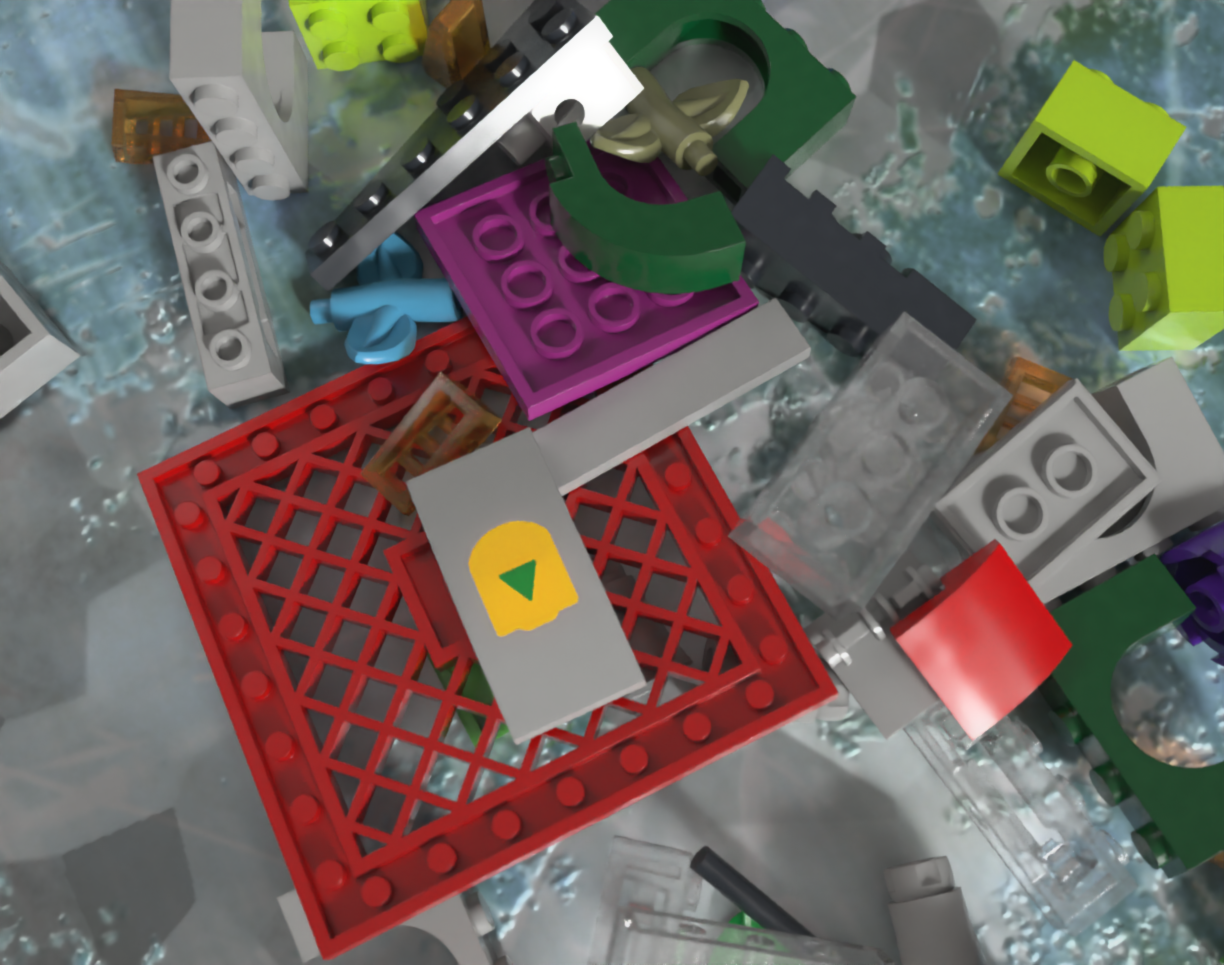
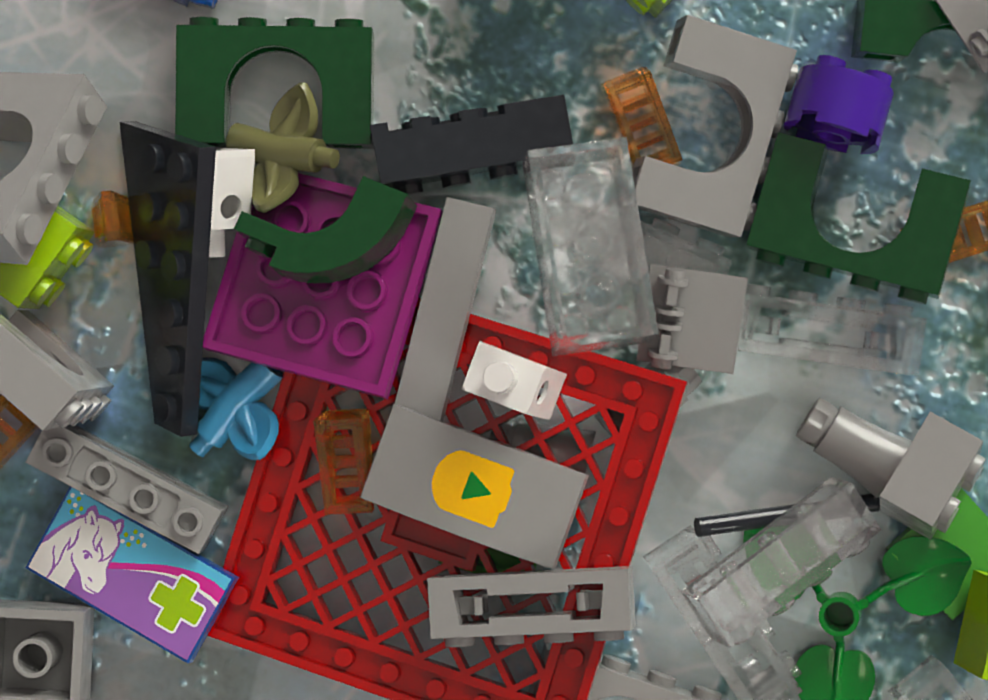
camera: 45 degrees left, 10 degrees up
(136, 363) = (132, 574): none -> tile
(375, 677) = (450, 608): none -> light grey brick
(666, 510) = (513, 381): none -> white torso
(983, 639) = (732, 277): slope -> none
(1047, 486) = (690, 162): light grey tile -> none

